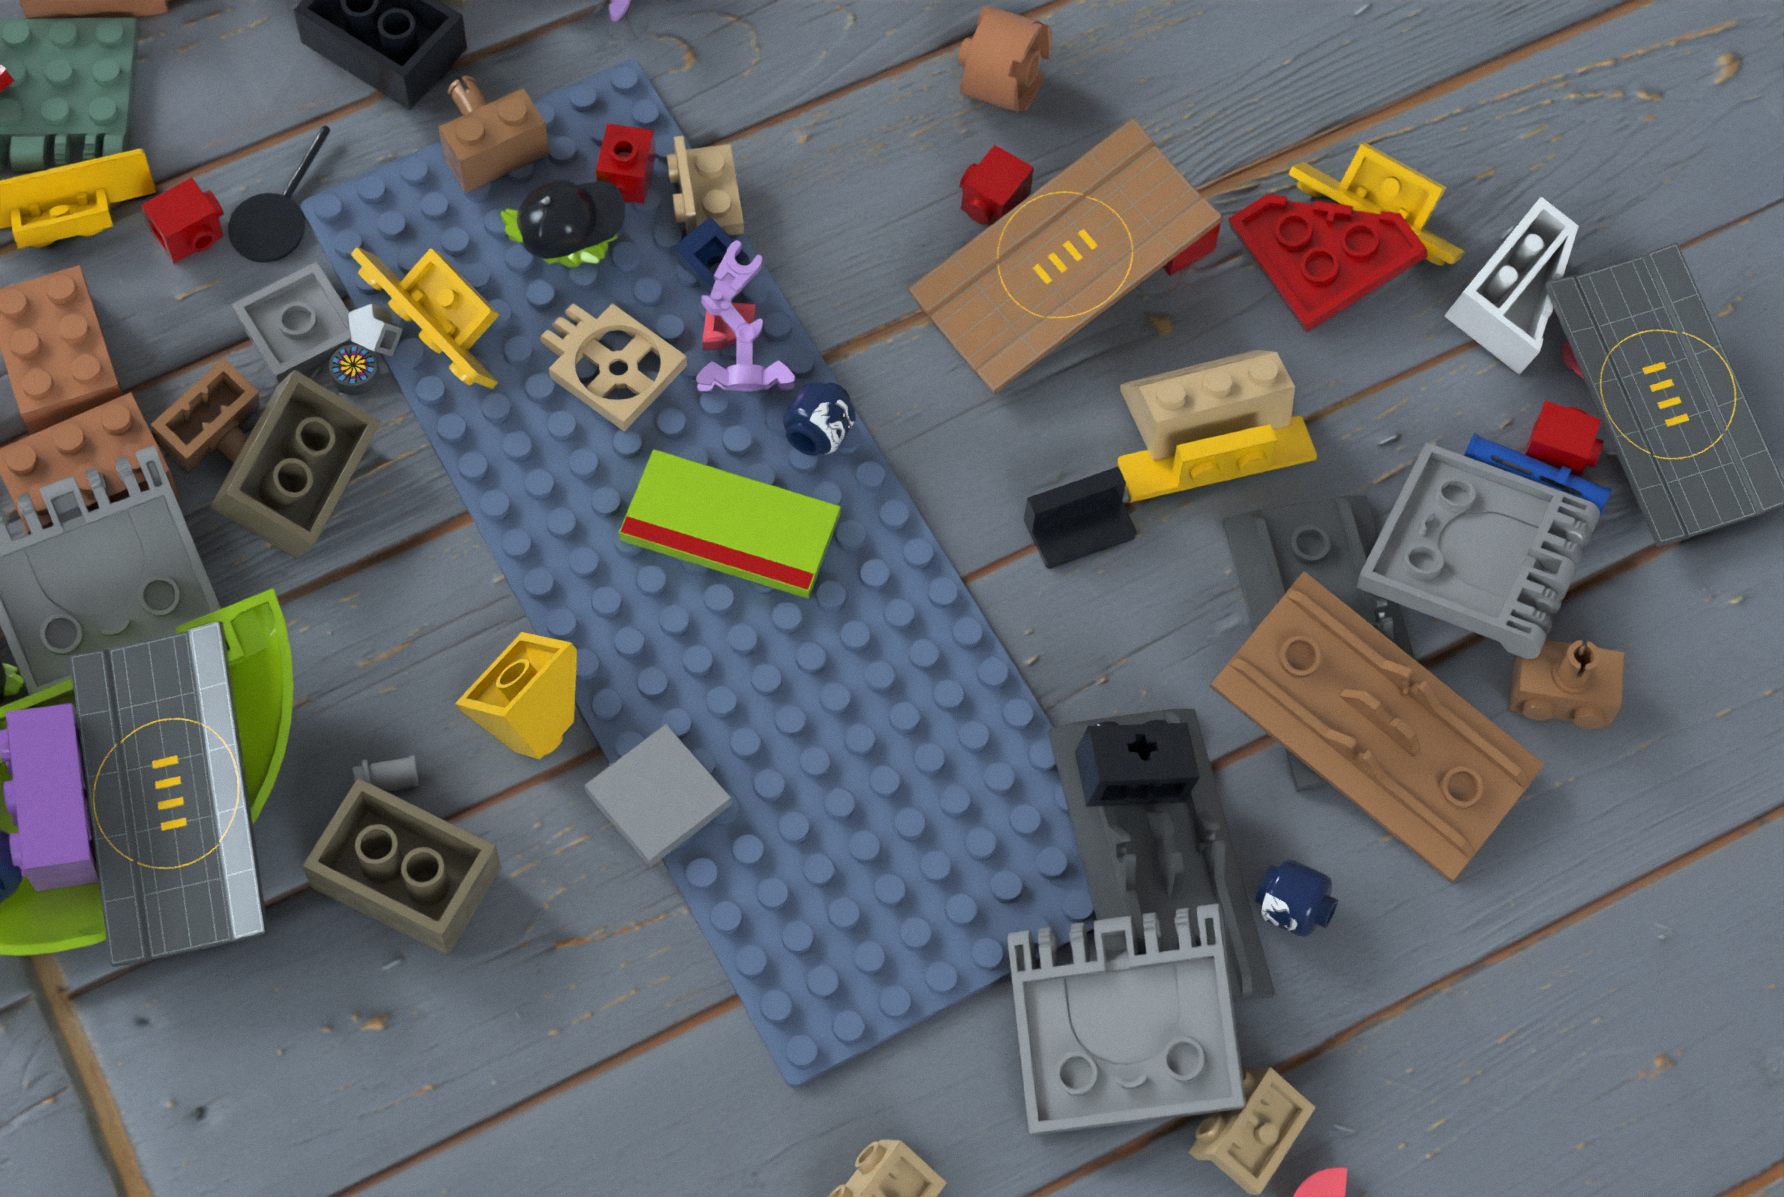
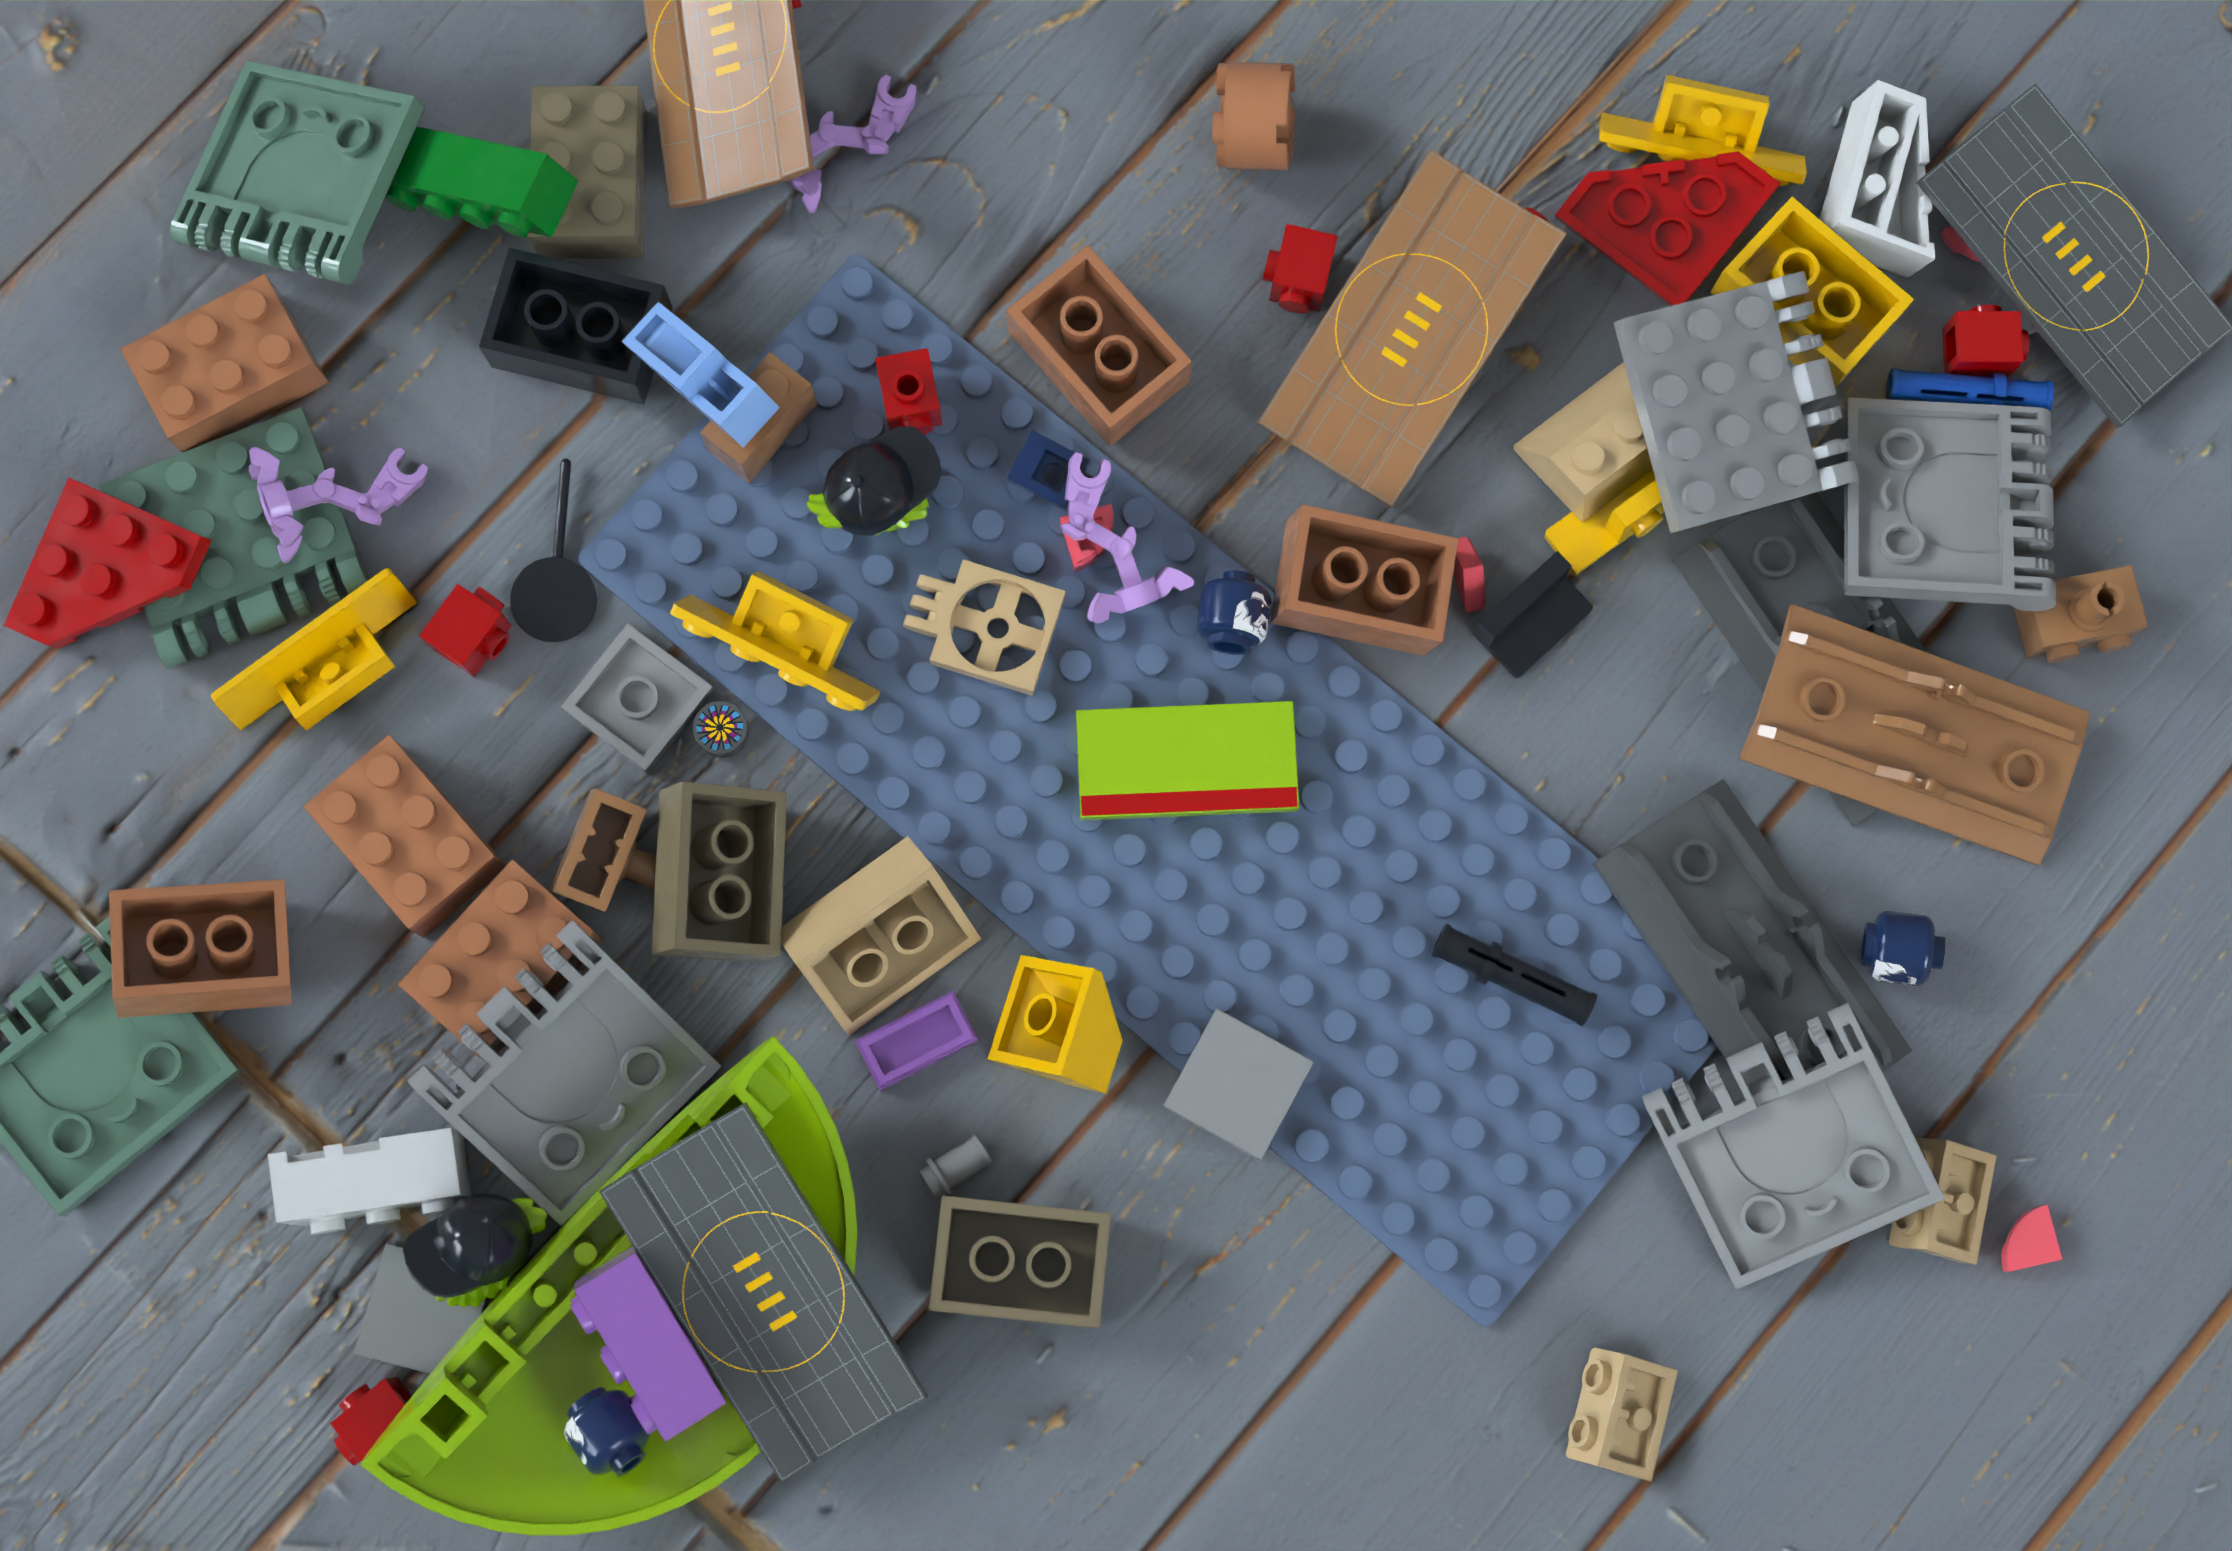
camera: 20 degrees left, 15 degrees up
(173, 98) = (388, 489): none -> lavender piece
(373, 329) = (728, 684): piece -> none
(401, 667) = (916, 1040): none -> medium lavender tile
(406, 569) = (878, 935): none -> tan slope
(458, 82) = (701, 374): none -> light blue slope
(705, 186) = (1005, 388): tan bracket -> none
(798, 184) = (1098, 345): none -> nougat brick
(922, 775) = (1513, 974): none -> black pin
(940, 431) = (1364, 580): none -> nougat brick
(1037, 466) = (1469, 576): none -> coral tile
(1136, 763) = (1733, 871): black brick -> none
(1307, 394) = (1727, 404): none -> light grey hinge
(1422, 349) = (1848, 293): none -> yellow brick

